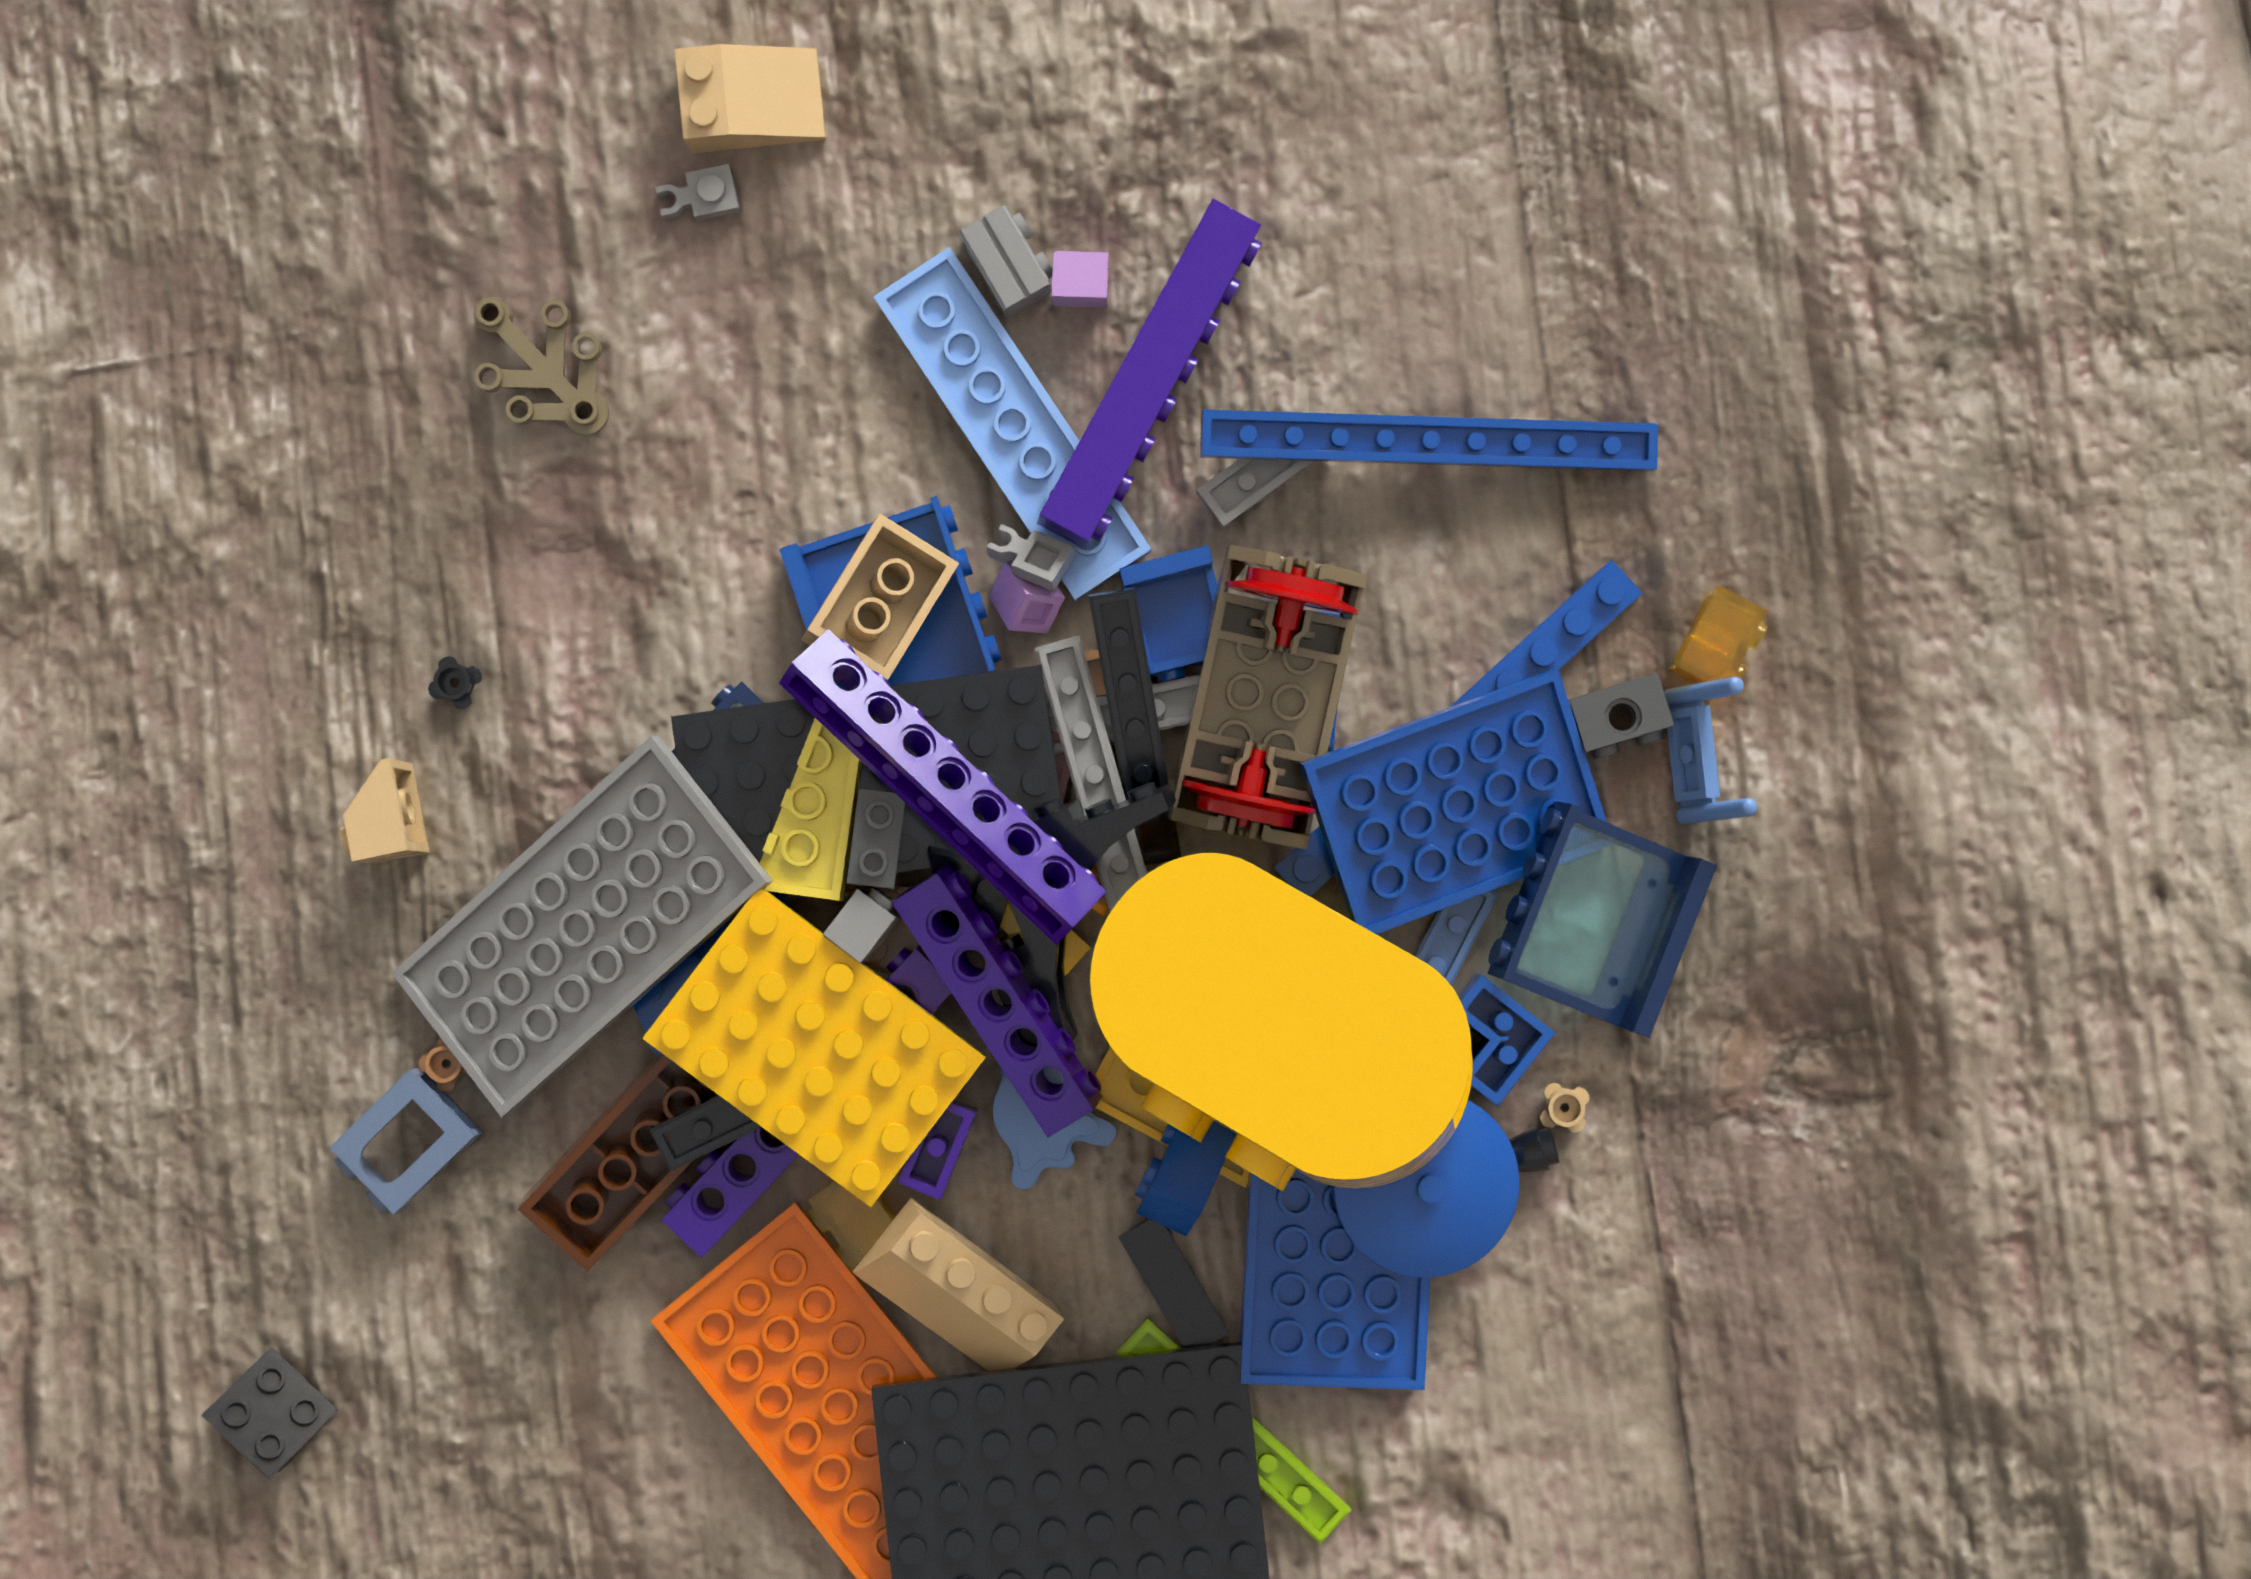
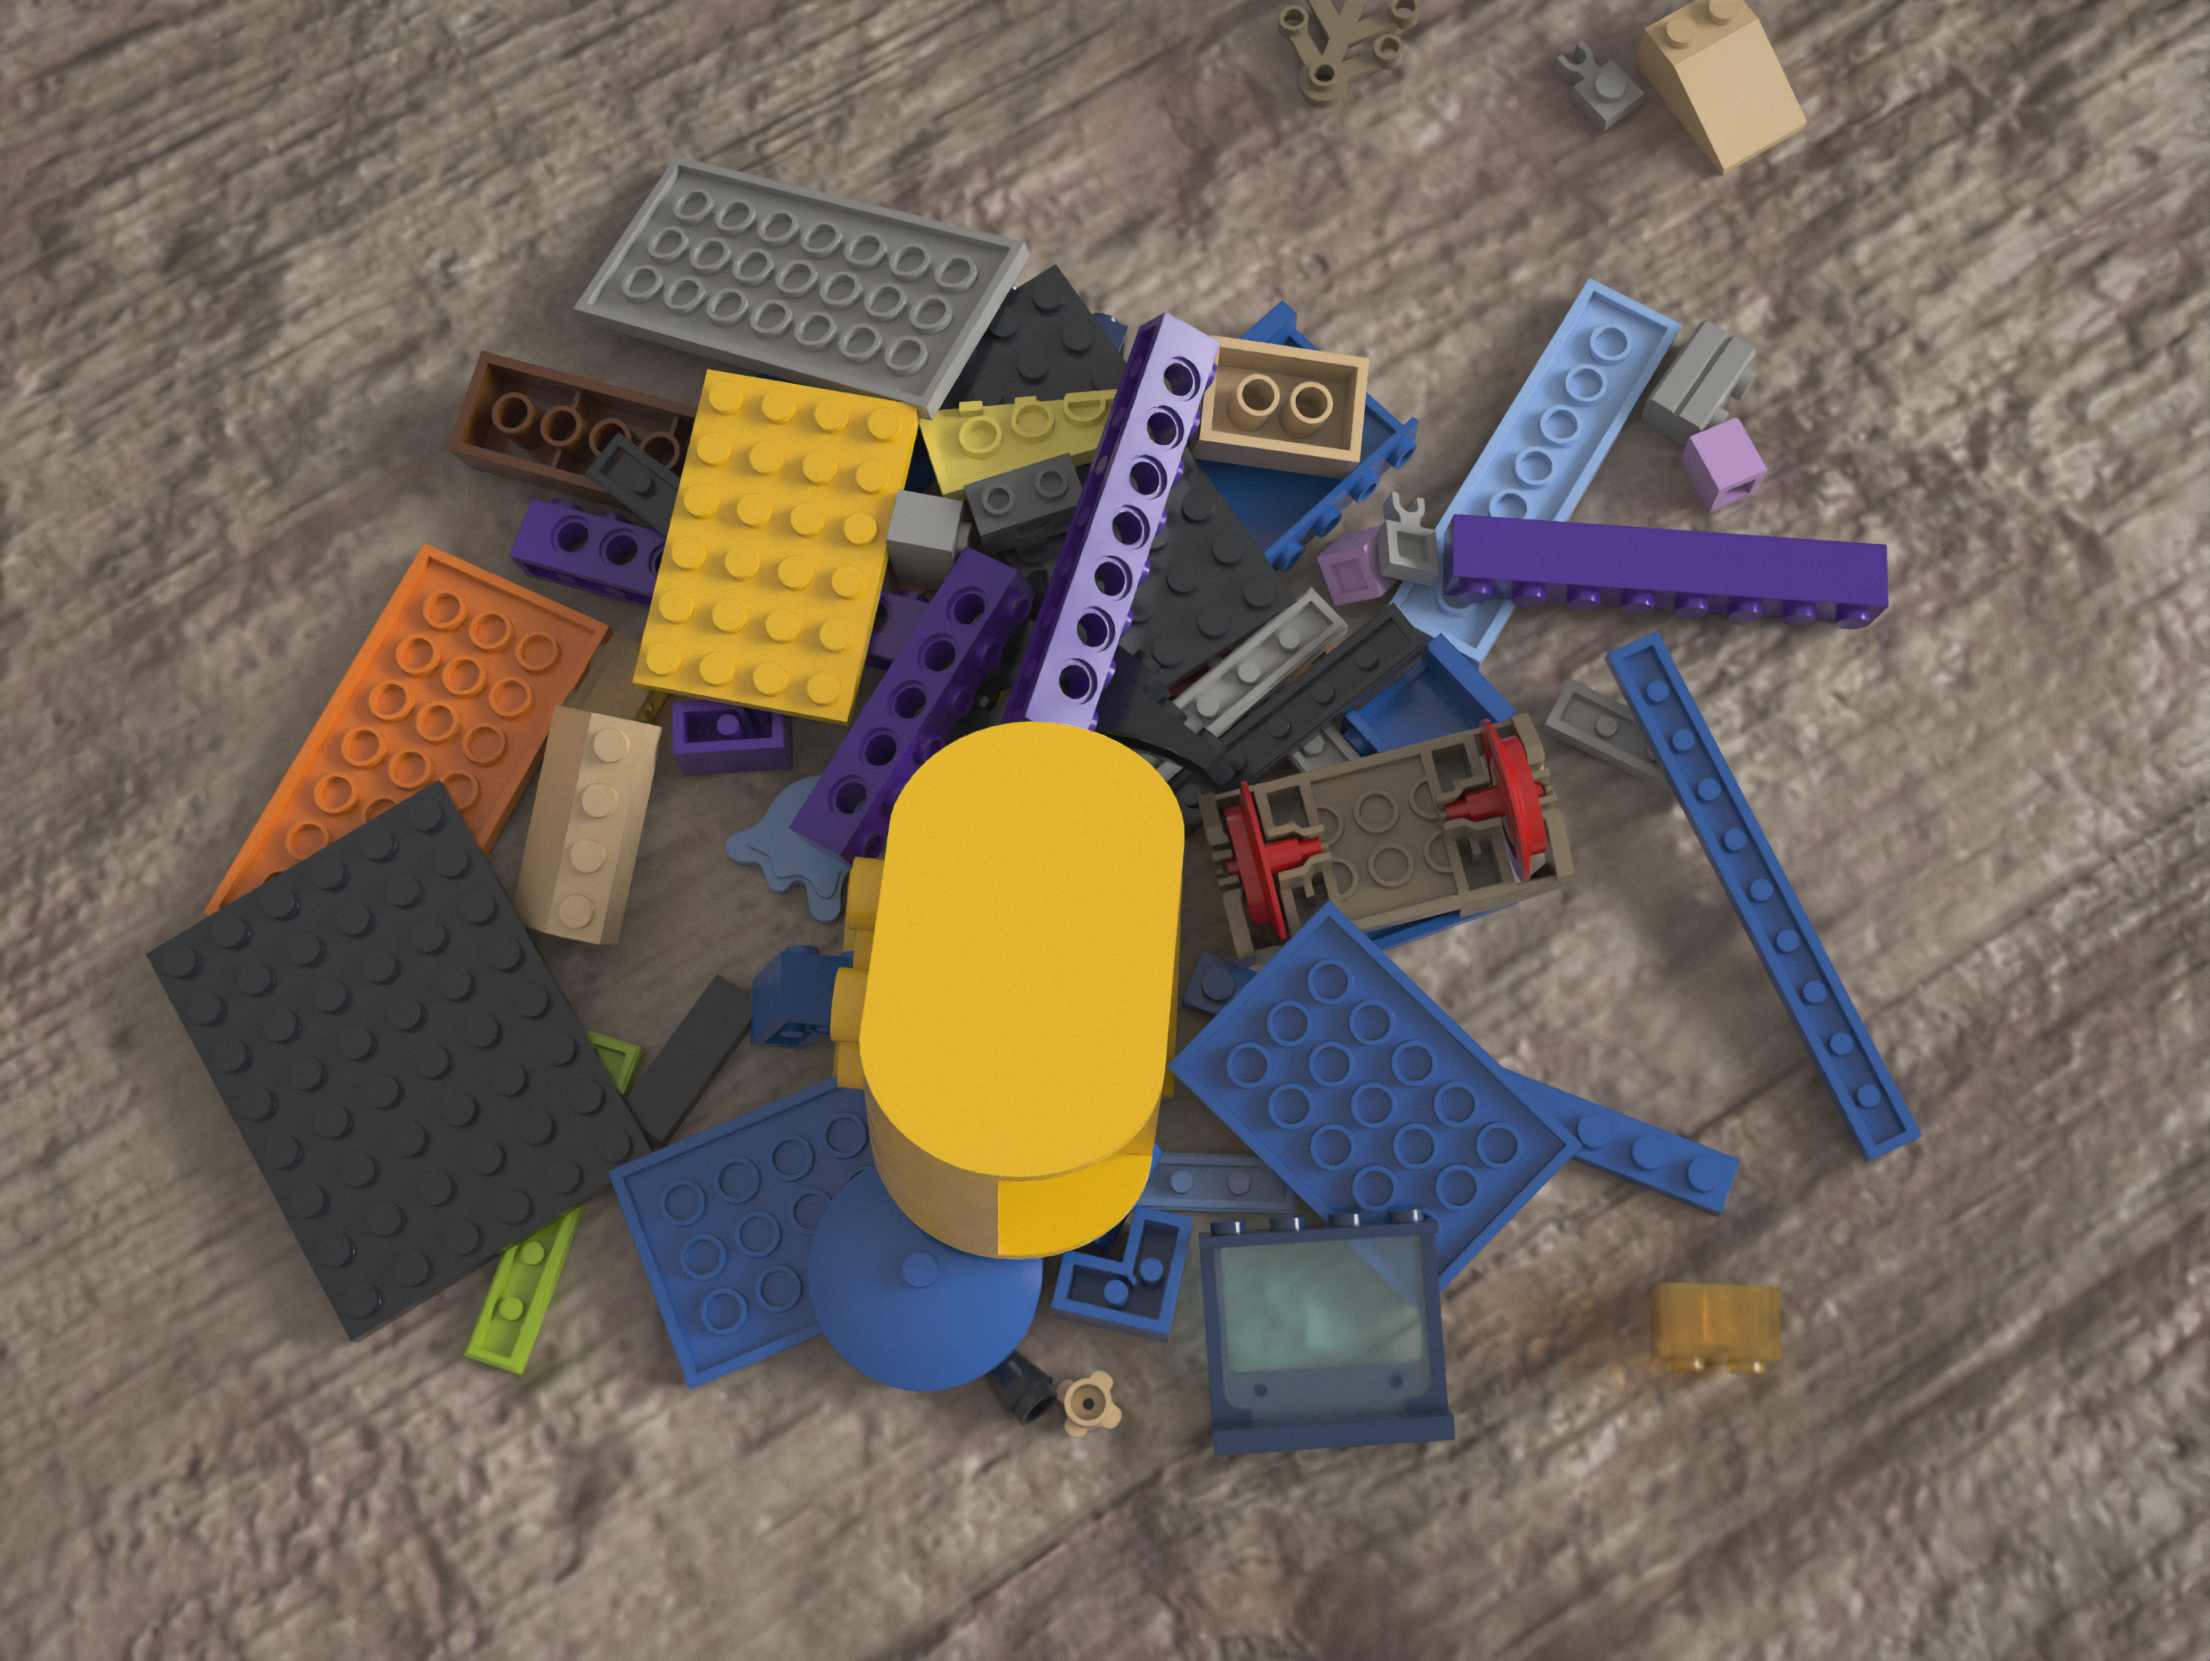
camera: 70 degrees right, 15 degrees down
(270, 1413) = (184, 243): black hinge -> none
(385, 816) = (829, 72): tan slope -> none
(433, 1065) = (596, 238): medium nougat plate -> none
(449, 670) = (993, 75): black plate -> none
(458, 1129) = (557, 261): sand blue panel -> none
(1642, 700) = (1558, 1215): dark grey brick -> none
(1694, 753) = (1572, 1355): medium blue plate -> none

